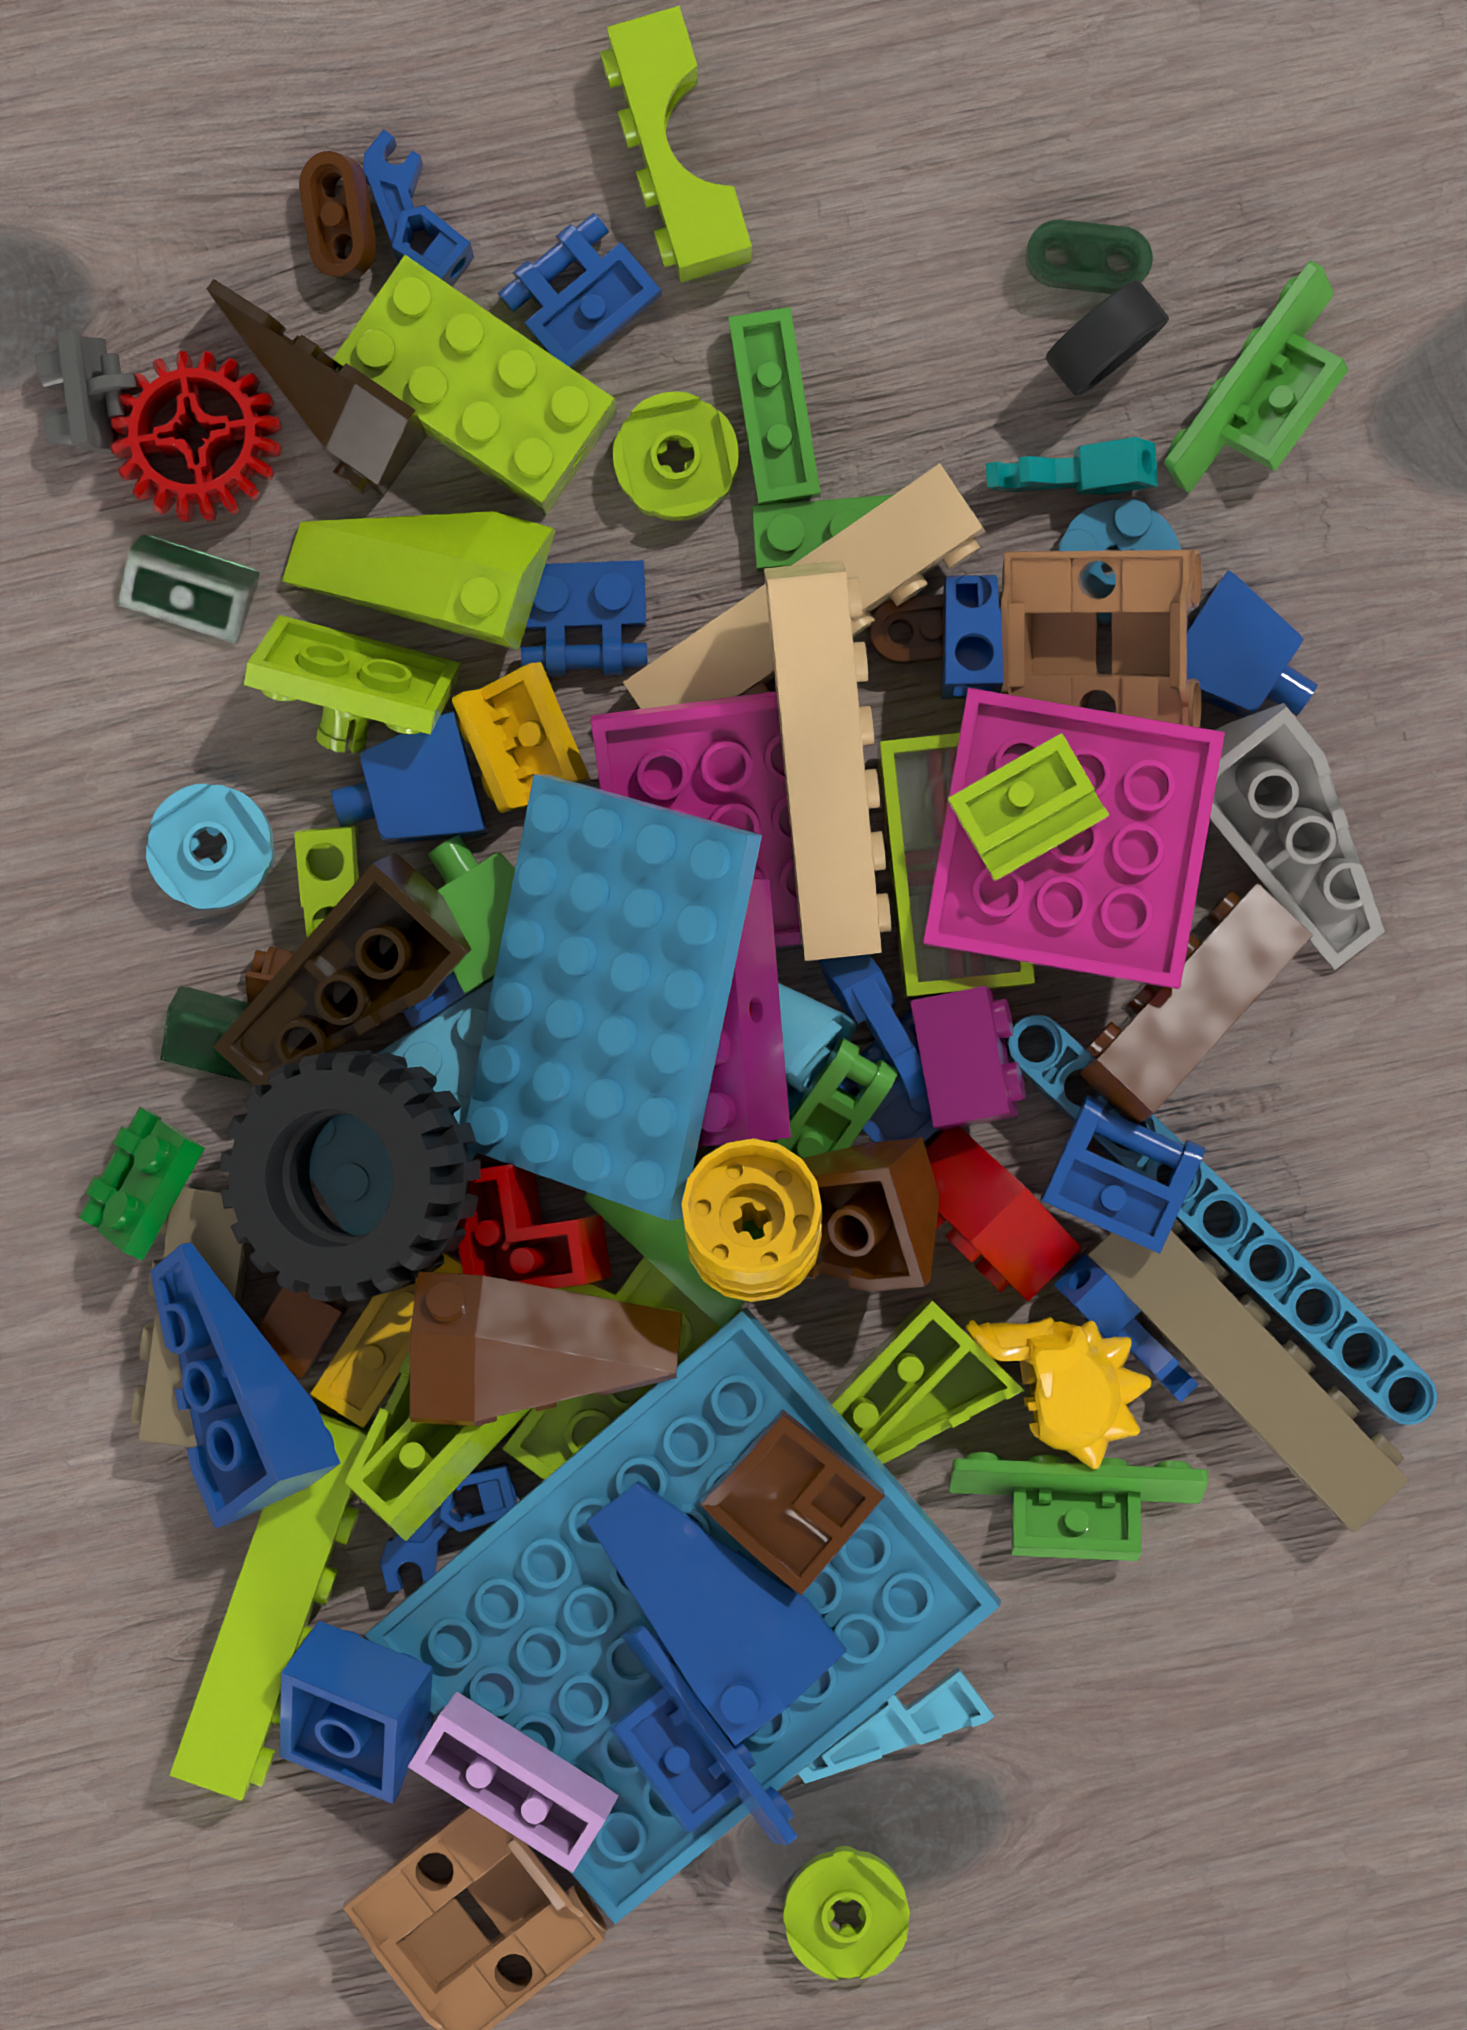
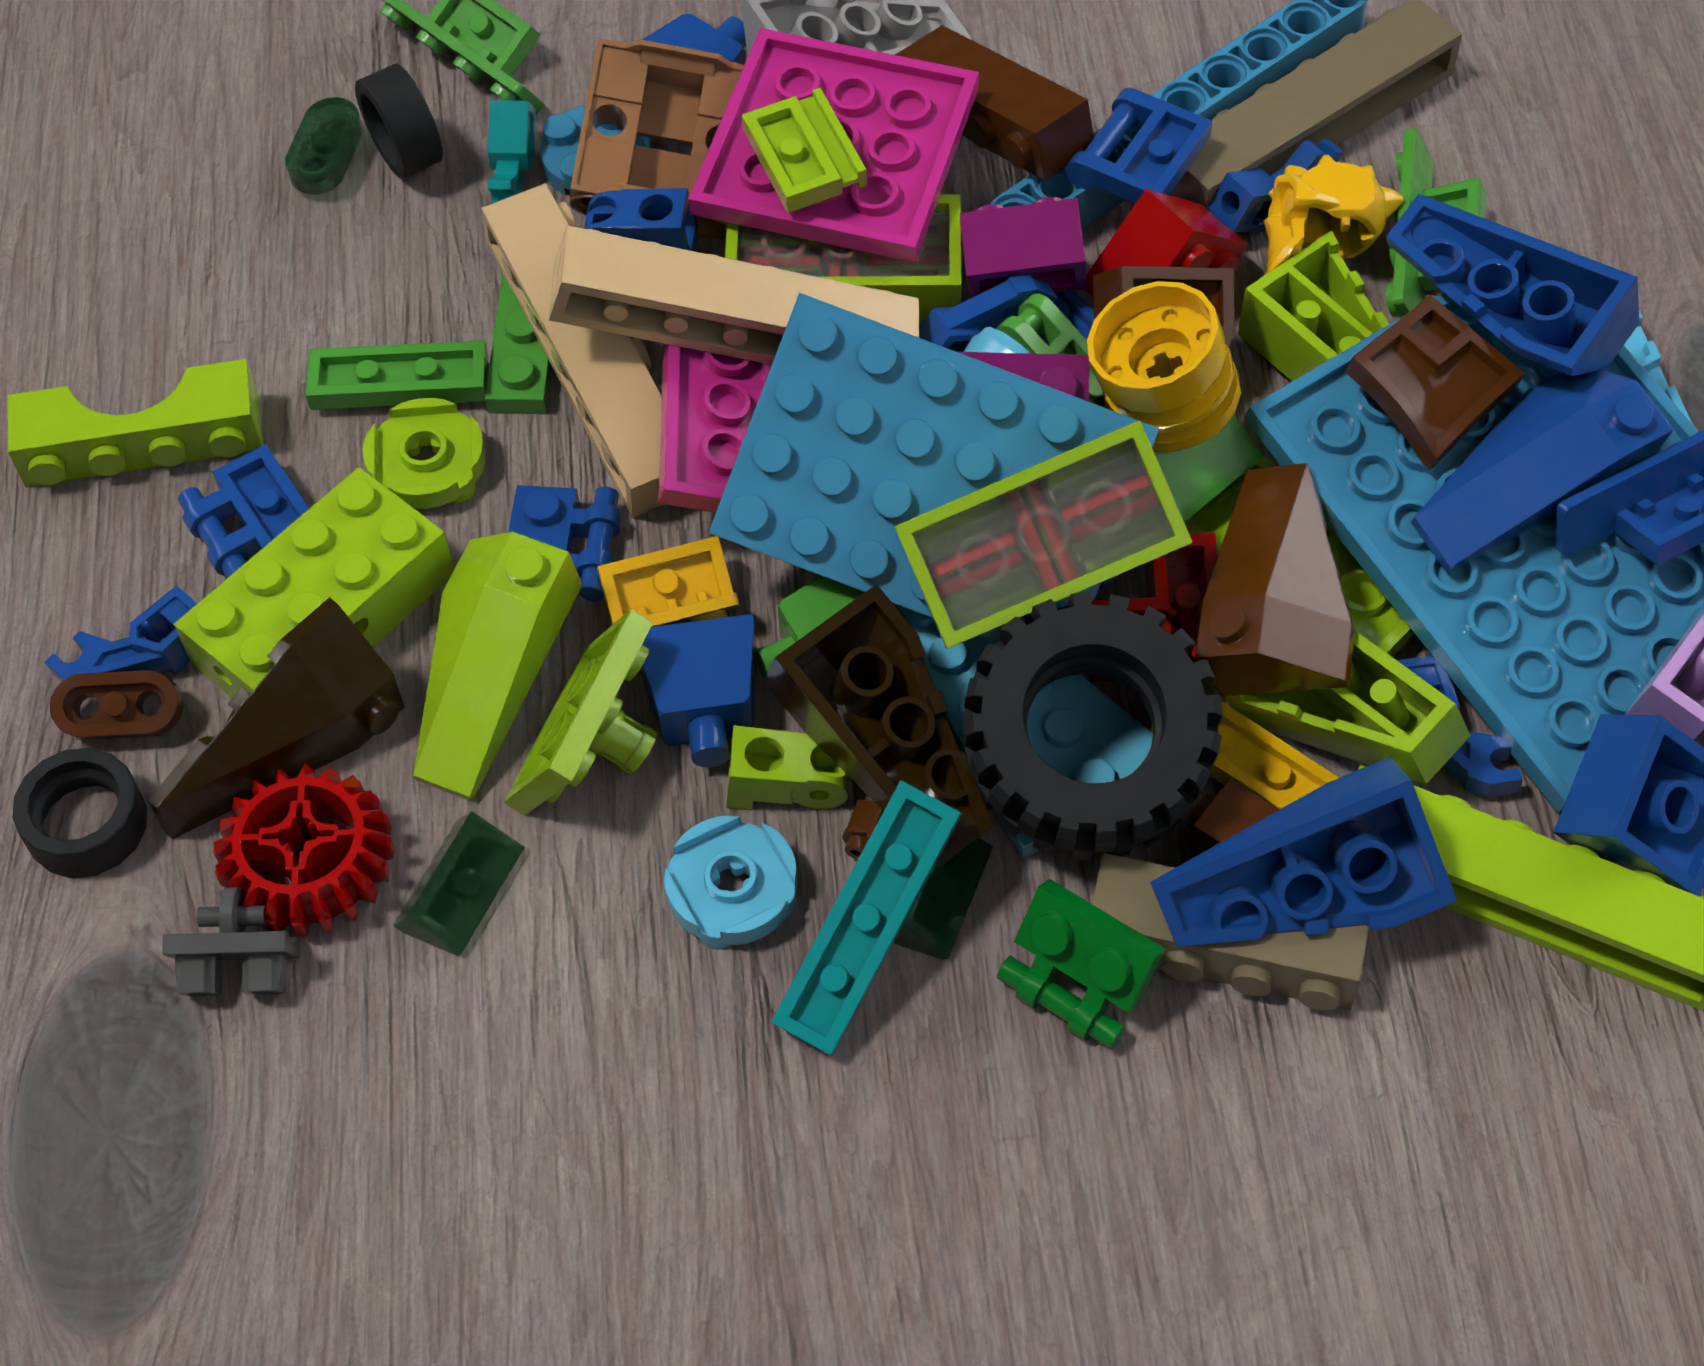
camera: 80 degrees left, 30 degrees down
(155, 983) = (866, 918): none -> teal plate
(209, 163) = (65, 774): none -> black tyre
(525, 1111) = (1043, 534): none -> clear brick
(891, 1594) = (1521, 288): none -> blue wedge

